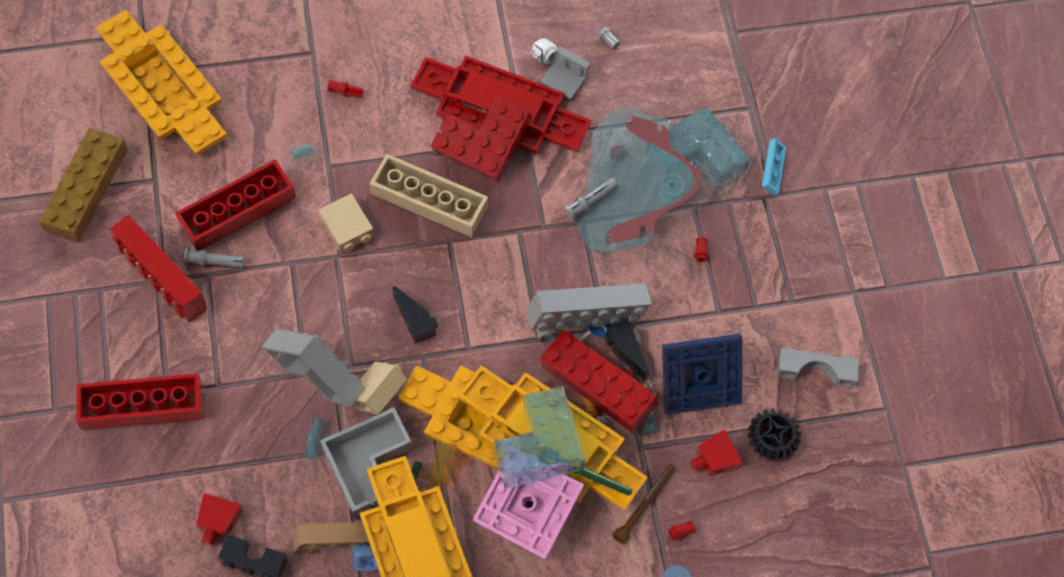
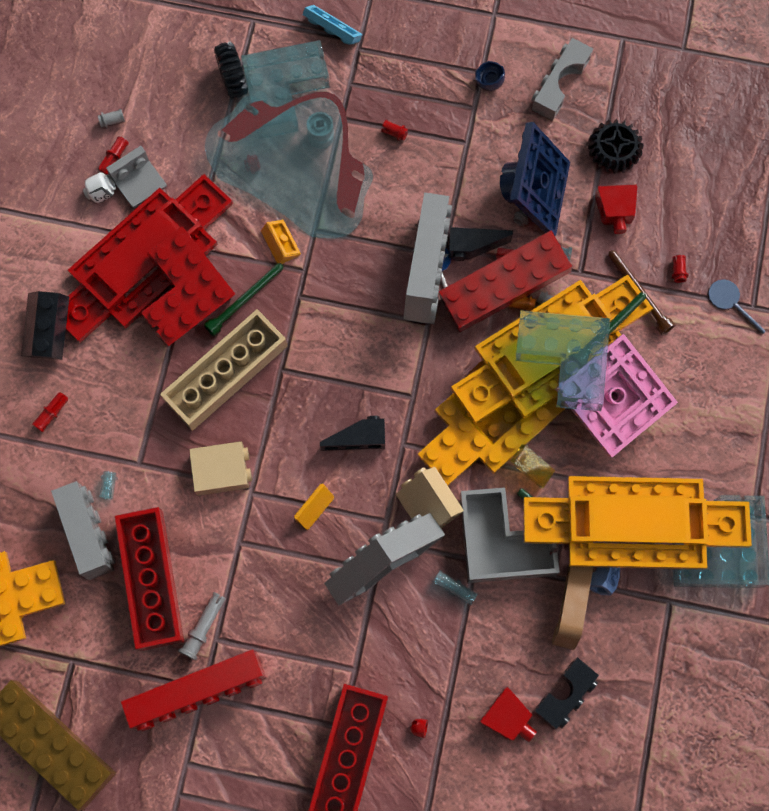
camera: 65 degrees left, 10 degrees up
(185, 452) = (419, 727): none -> red hinge
(256, 143) = (83, 531): none -> light grey brick
(341, 304) = (314, 507): none -> light orange slope
(412, 58) = (45, 325): none -> black slope
(465, 176) = (213, 326): none -> dark green piece
(563, 196) = (280, 241): none -> light orange slope
(583, 52) = (113, 154): none -> red axle
(585, 202) = (300, 219): light grey pin -> none
(689, 101) = (231, 69): none -> black gear
(789, 306) = (490, 76): none -> dark blue hair

